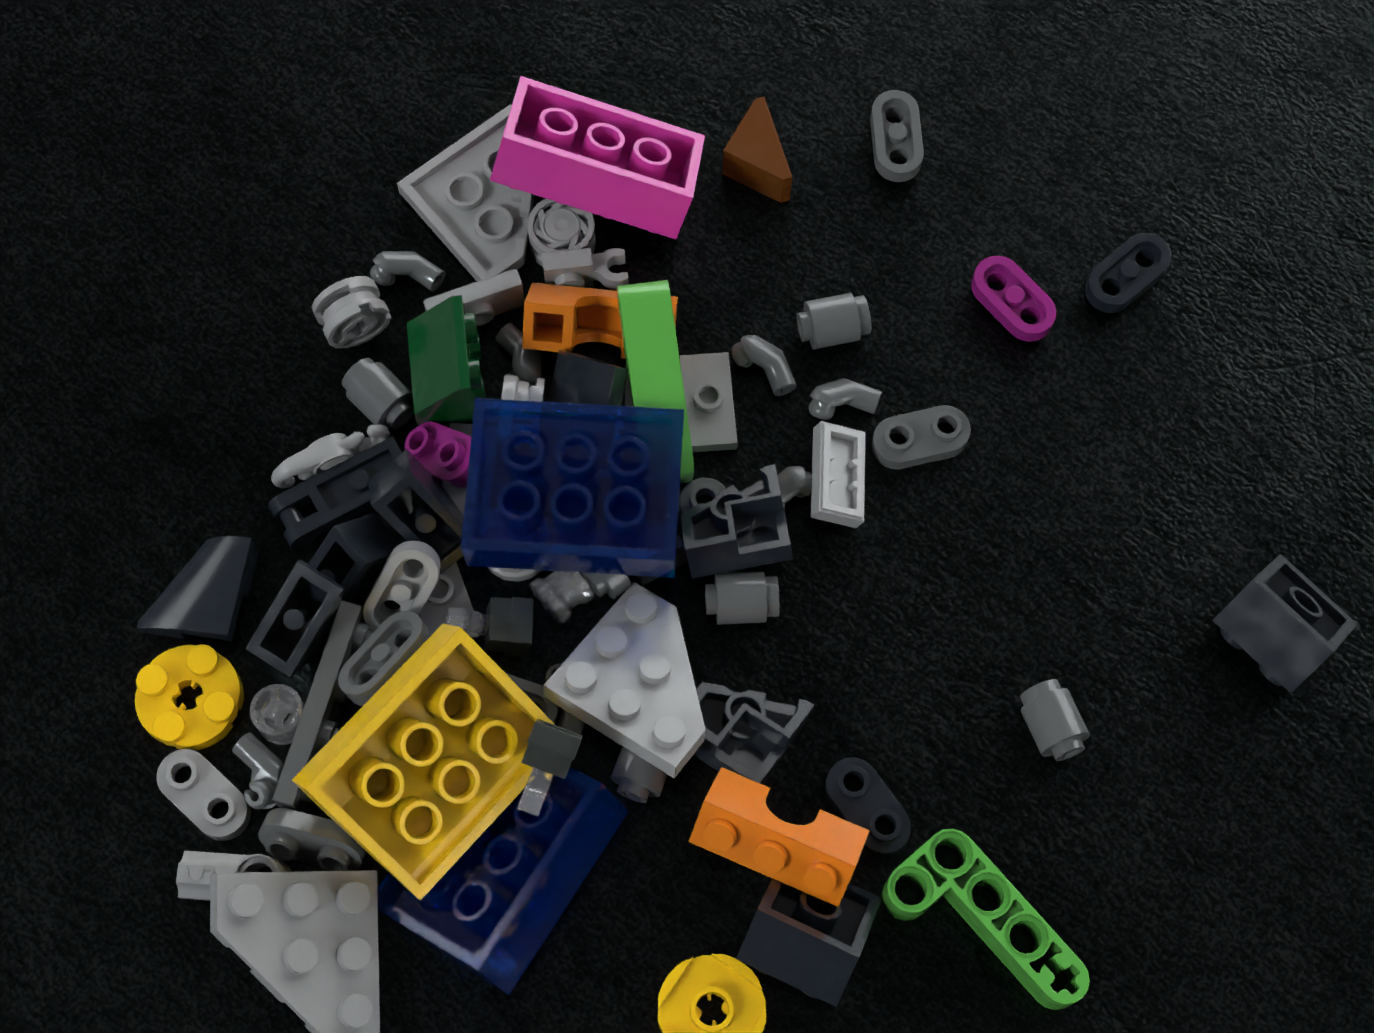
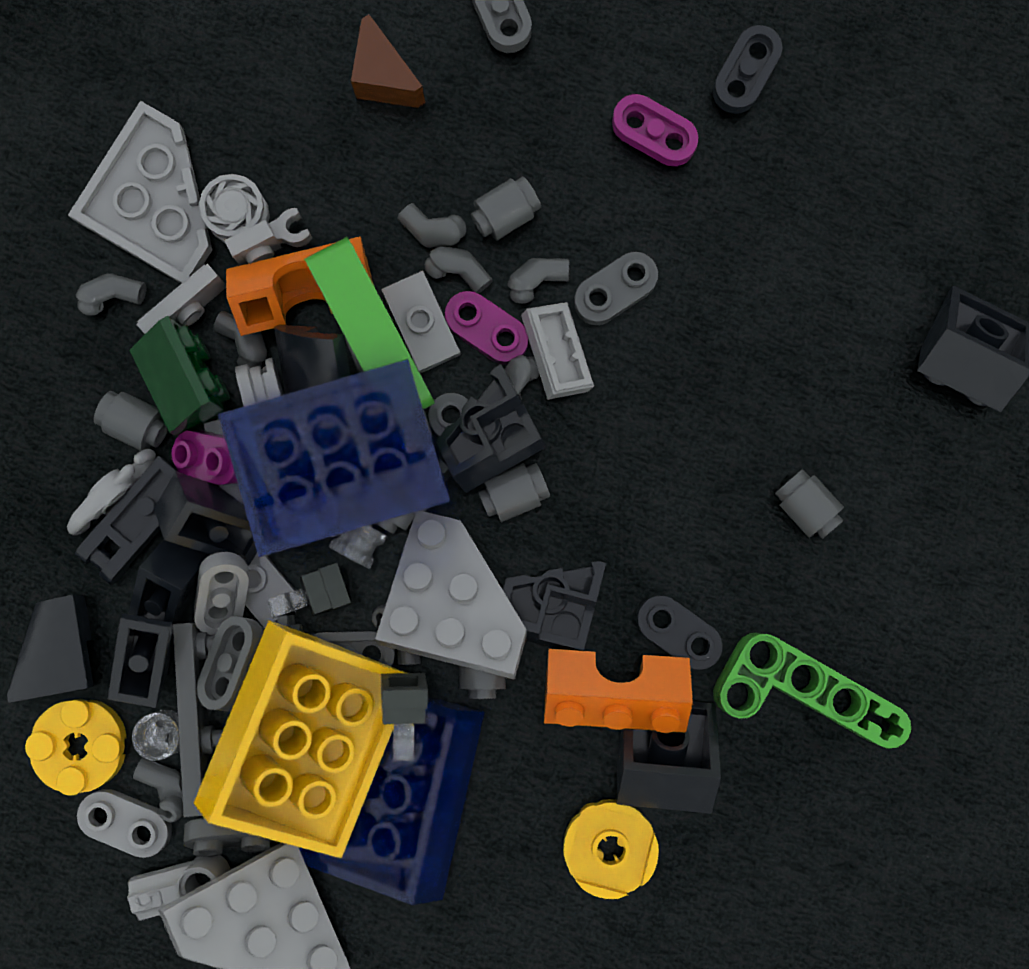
camera: 20 degrees left, 15 degrees up
(351, 312) = (75, 354): light grey wheel -> none
(598, 158) = (239, 131): dark pink brick -> none
(753, 319) = (432, 232): none -> dark grey arm
(771, 428) = (485, 327): none -> magenta plate

